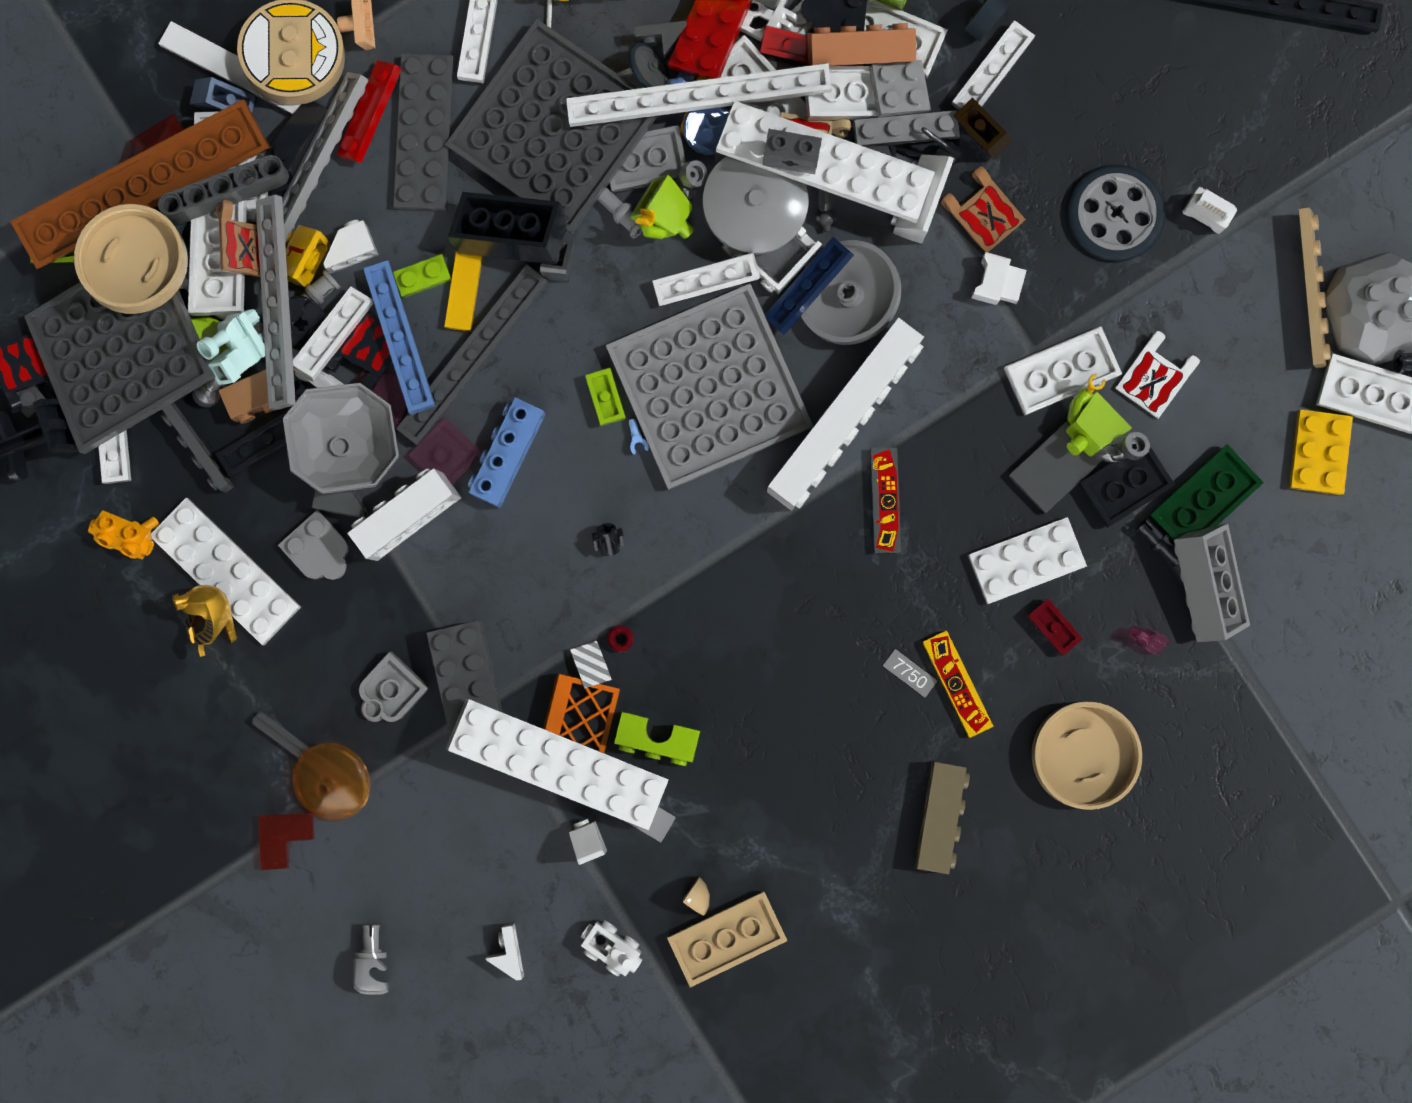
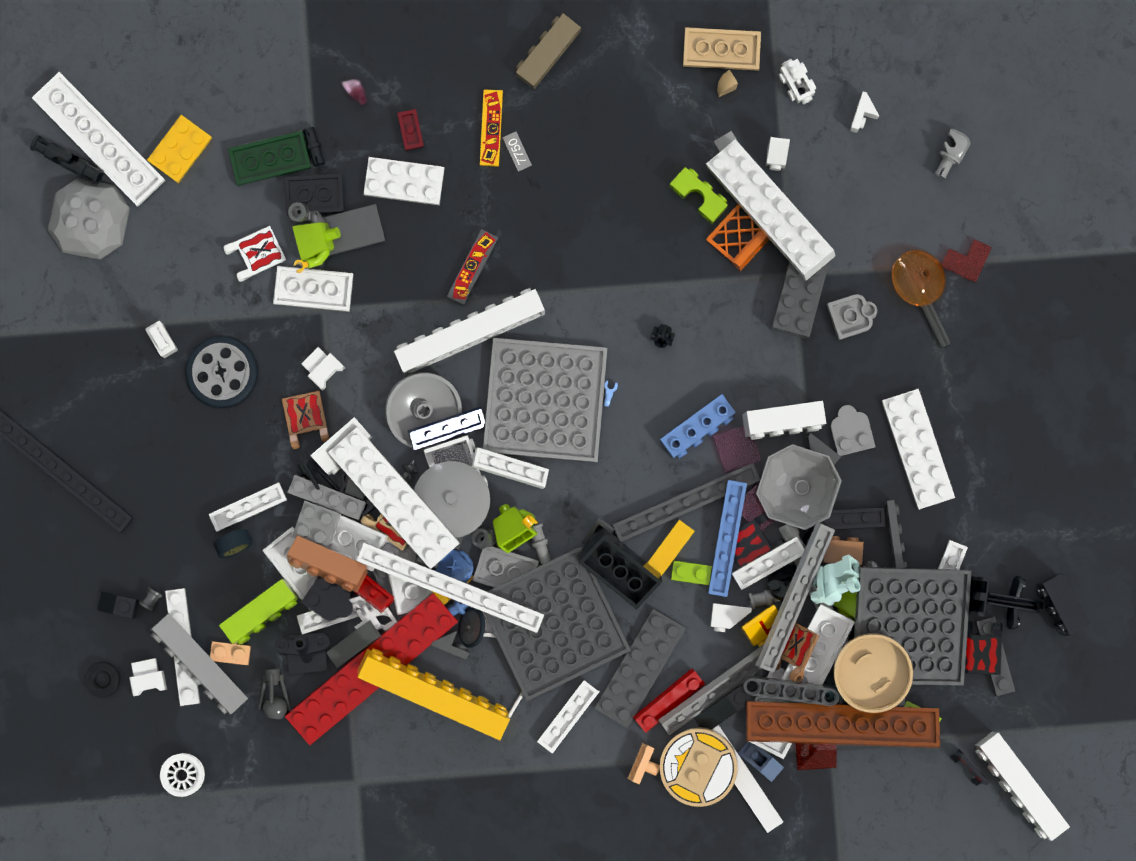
camera: 155 degrees left, 0 degrees up
(123, 535) = (968, 502): light orange brick -> none
(208, 604) = (937, 427): pearl gold piece -> none
(590, 664) = (716, 264): sticker -> none
(605, 397) = (615, 429): lime plate -> none
(611, 638) = (690, 264): dark red plate -> none
(792, 151) = (414, 510): dark grey brick -> none
(983, 128) = (277, 470): dark brown slope -> none
(1087, 755) = (436, 40): tan piece -> none
(1212, 583) = (297, 102): light grey slope -> none
(1315, 299) = (127, 246): tan plate -> none

